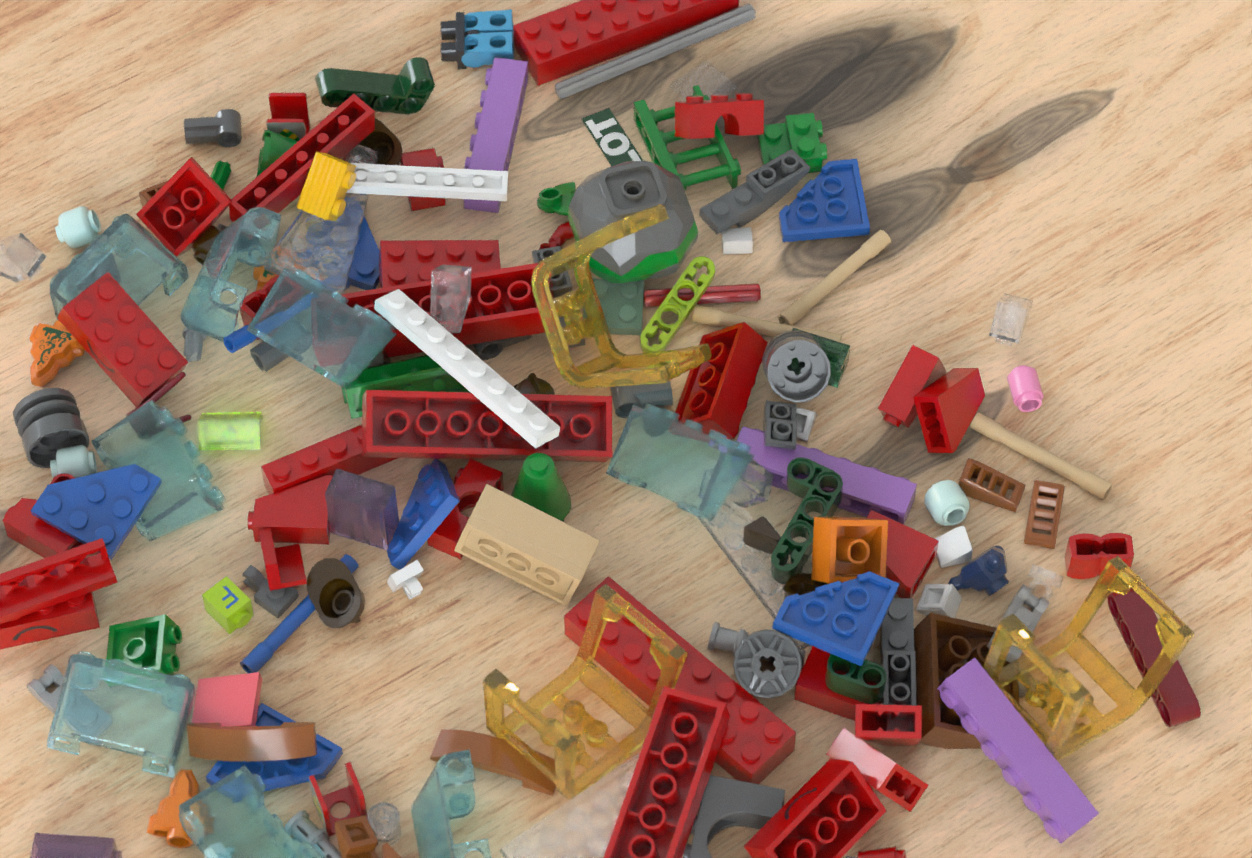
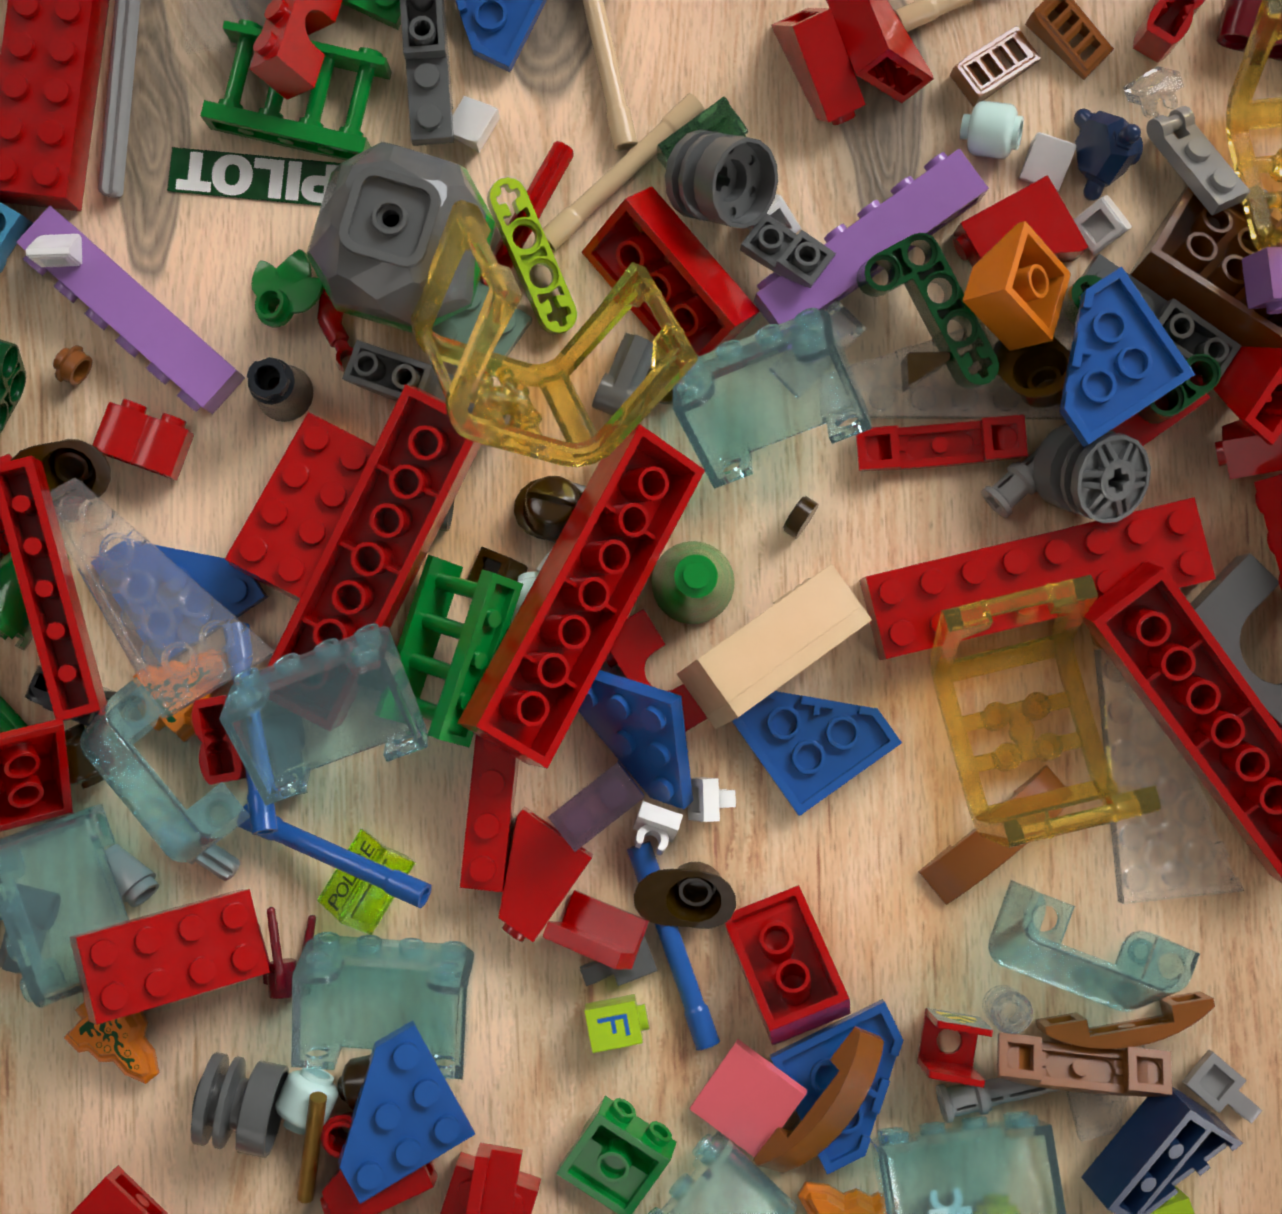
camera: 60 degrees left, 30 degrees up
(42, 482) = (311, 1147): none -> pearl gold bar
(156, 305) = (133, 878): none -> light grey cone
(241, 426) = (391, 881): none -> blue piece
(326, 681) = (787, 965): none -> red slope
(327, 186) = (108, 582): yellow brick -> none
(372, 559) = (658, 823): none -> white tile
(430, 182) = (161, 457): white plate -> none
(443, 125) = (72, 365): none -> dark orange plate
(450, 295) = (384, 534): clear slope -> none
(467, 368) = (506, 579): white plate -> none
(483, 619) = (814, 743): none -> blue plate
(502, 75) = (56, 250): none -> white slope
(503, 221) = (291, 395): none -> black plant
(623, 533) = (800, 516): none -> dark brown tile
(723, 583) = (942, 444): none -> red slope

